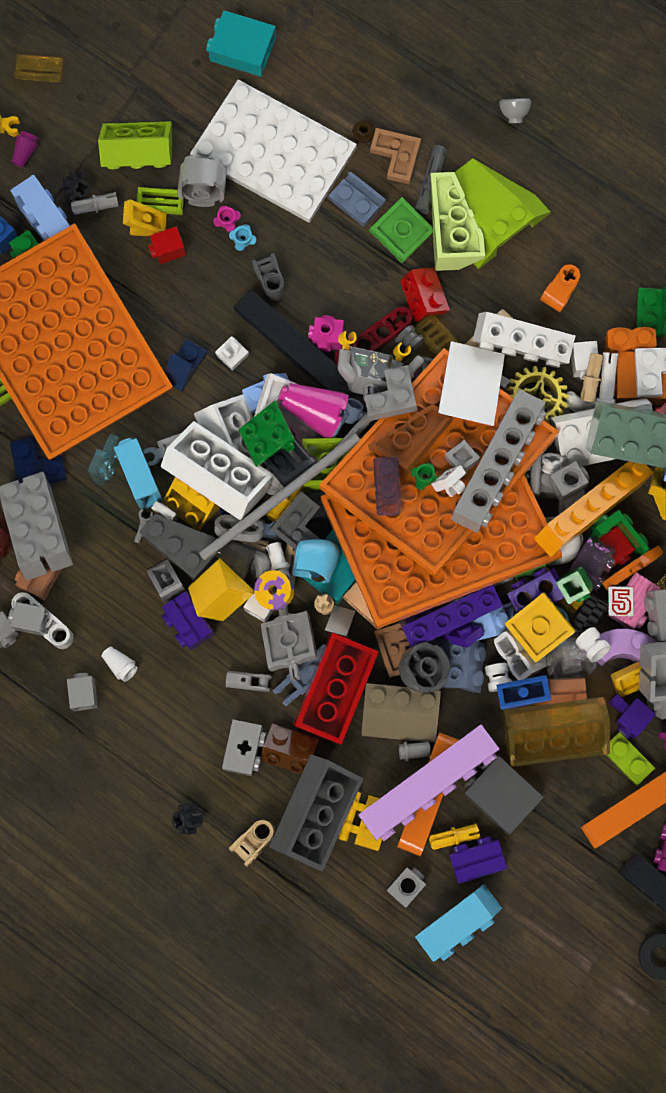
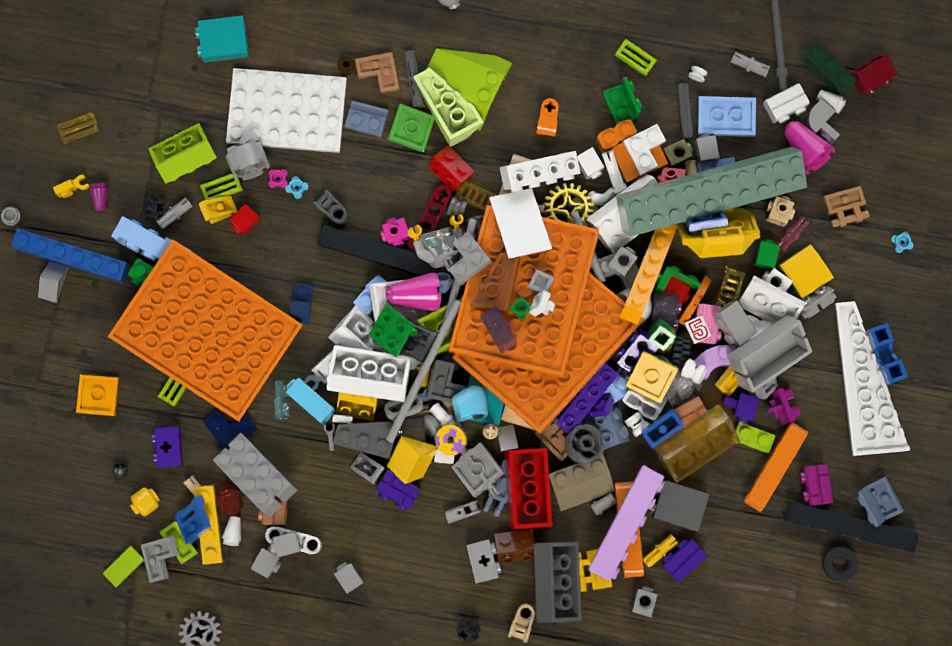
camera: 35 degrees left, 5 degrees up
(121, 665) = (364, 544): white cone -> none
(232, 353) = (331, 278): white tile -> none
(459, 924) = (693, 610): medium azure wedge -> none
(522, 407) = (565, 224): light grey brick -> none
(551, 463) = (603, 253): white bush -> none
(591, 378) = (602, 176): tan axle -> none

